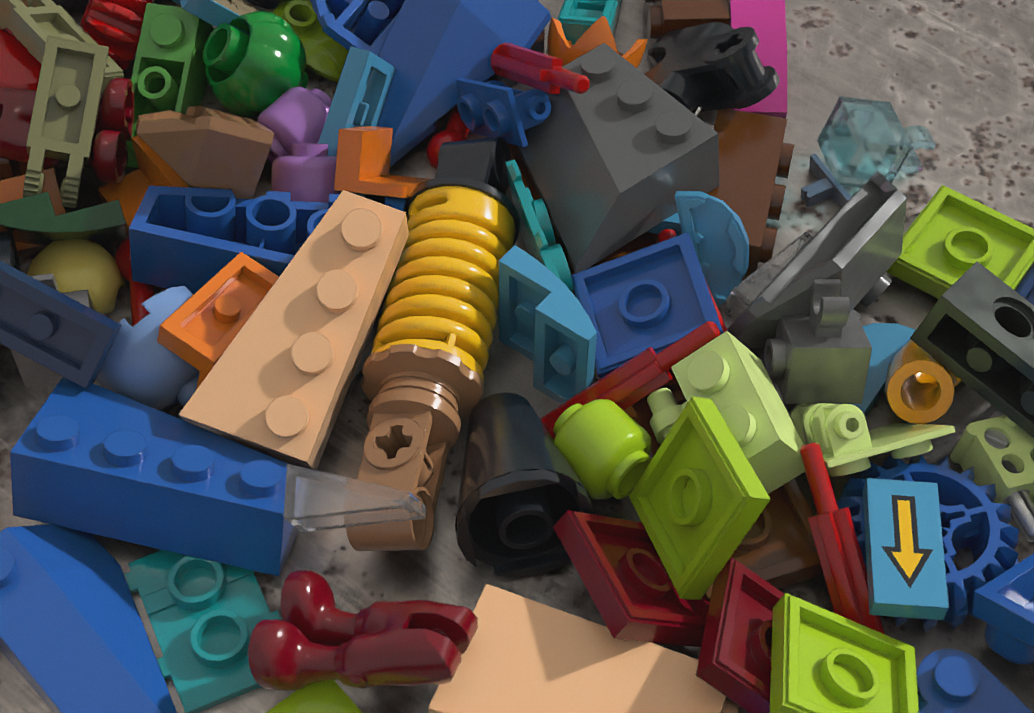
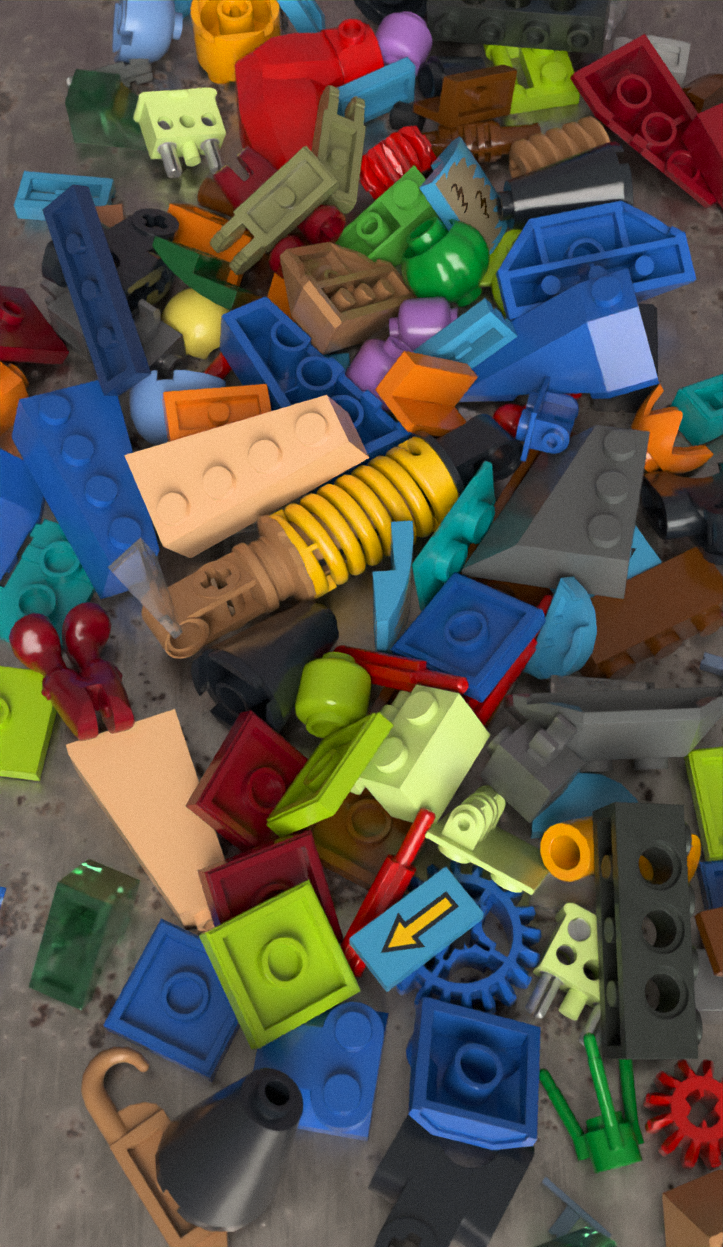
camera: 50 degrees right, 10 degrees up
(536, 69) = (582, 412): red axle -> none

